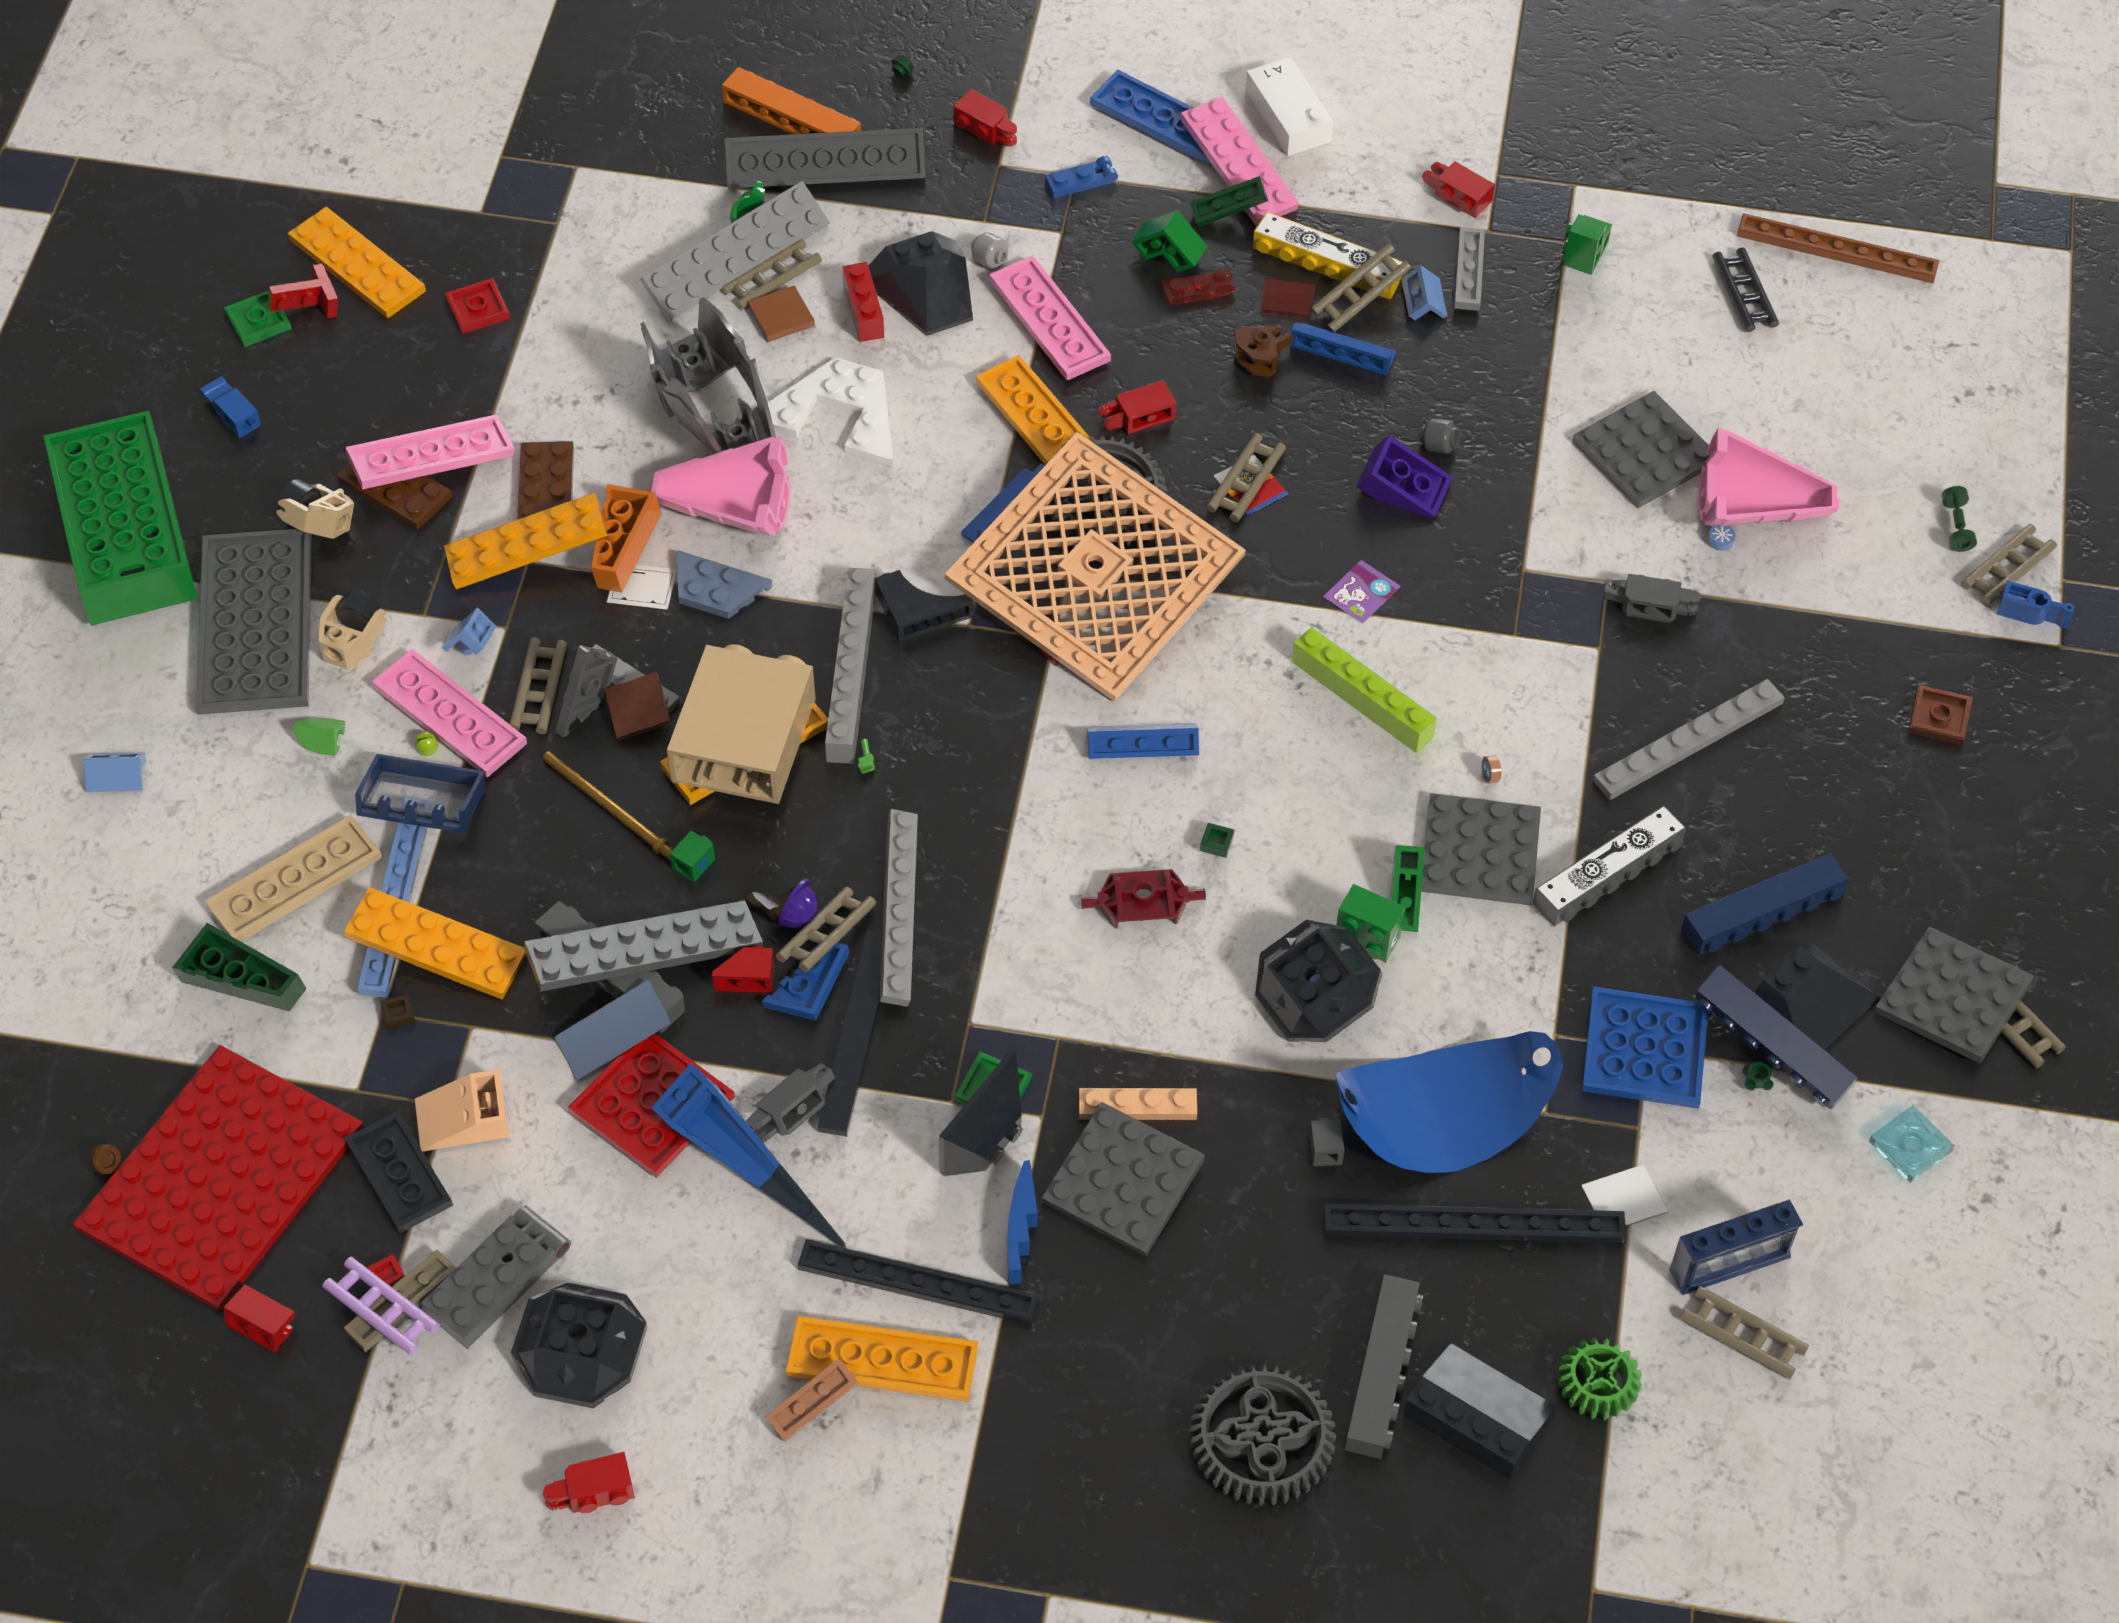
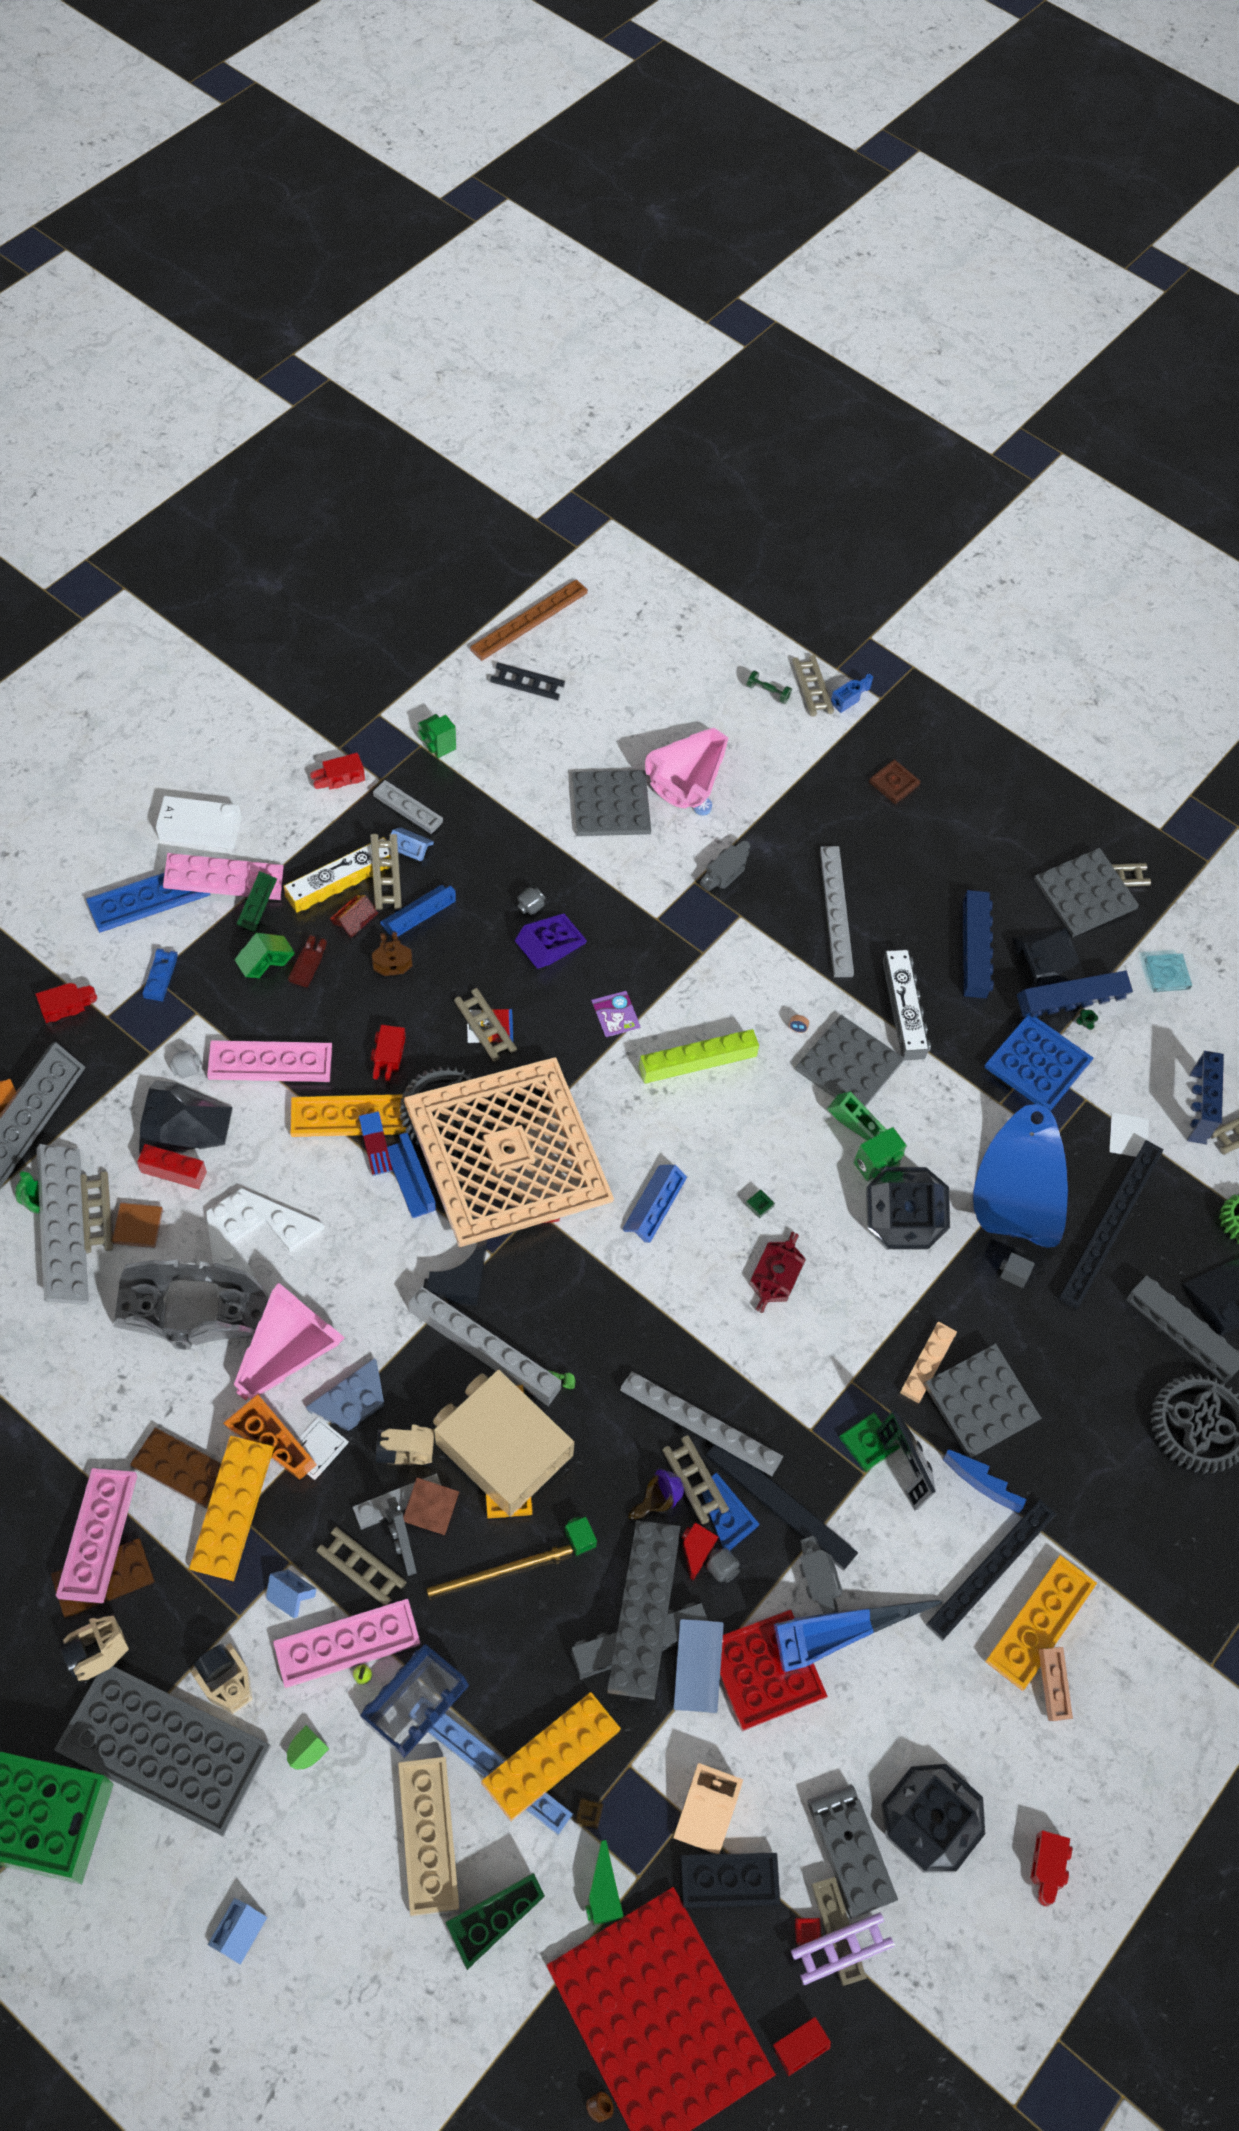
camera: 65 degrees left, 5 degrees up
(323, 1057) = (603, 1896): none -> green slope
(681, 642) = (405, 1446): none -> tan piece
(743, 1002) = (723, 1565): none -> dark grey head
(1018, 452) = (375, 1143): none -> tile

